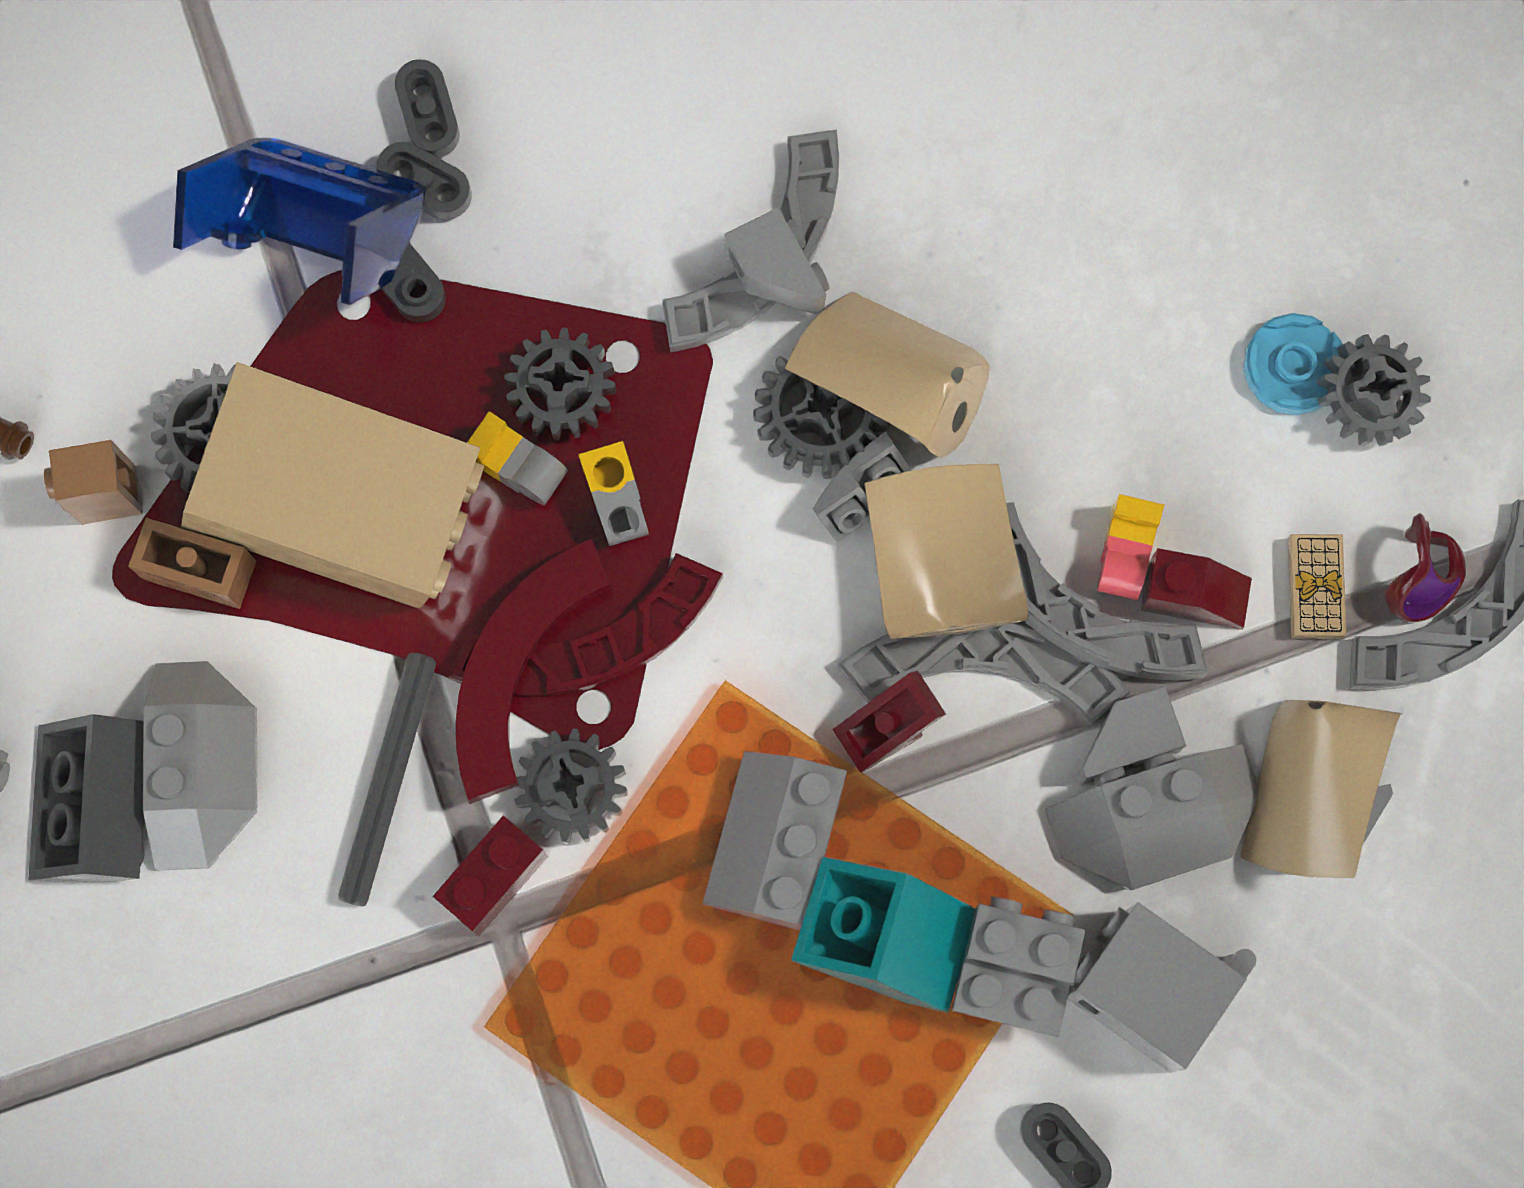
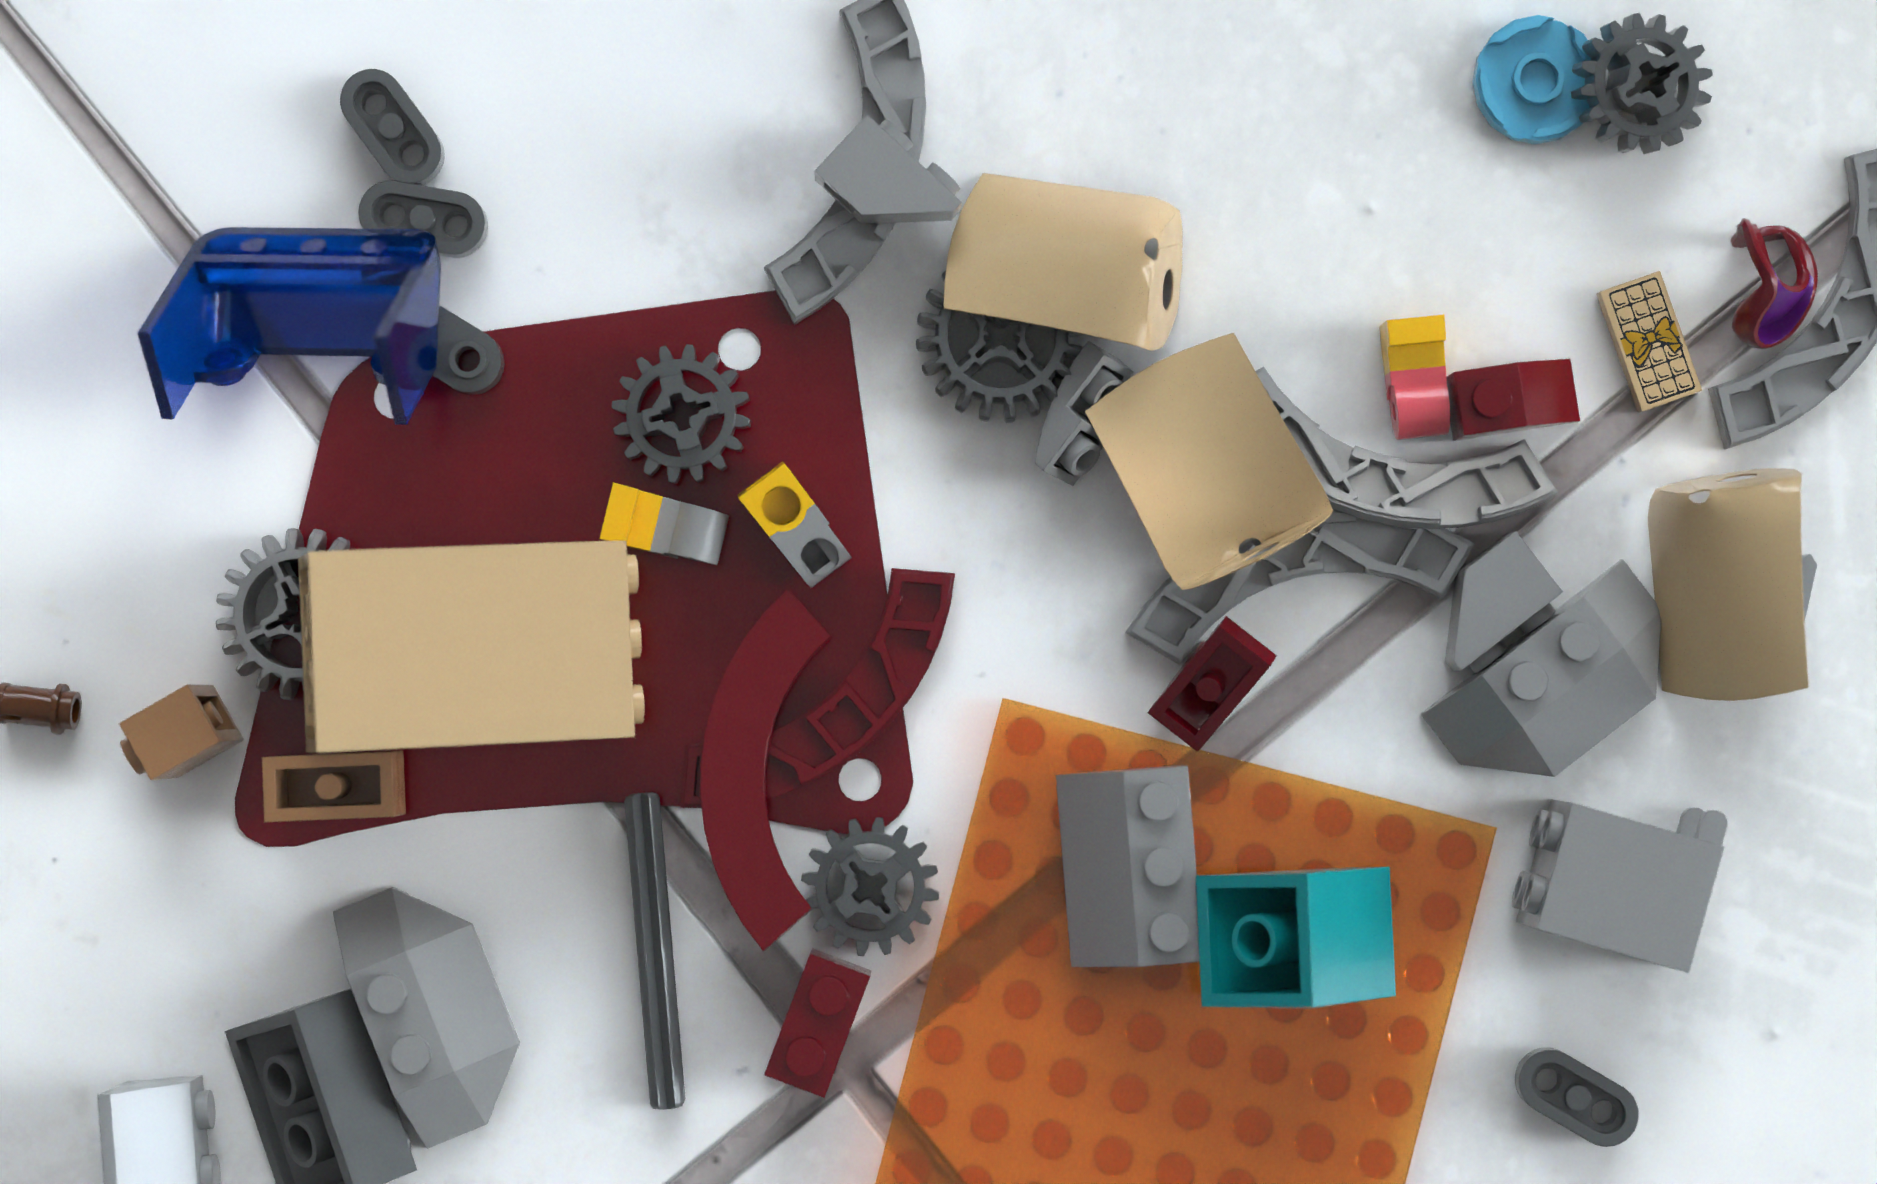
camera: 20 degrees left, 10 degrees up
(1018, 966) = (1459, 918): light grey plate -> none

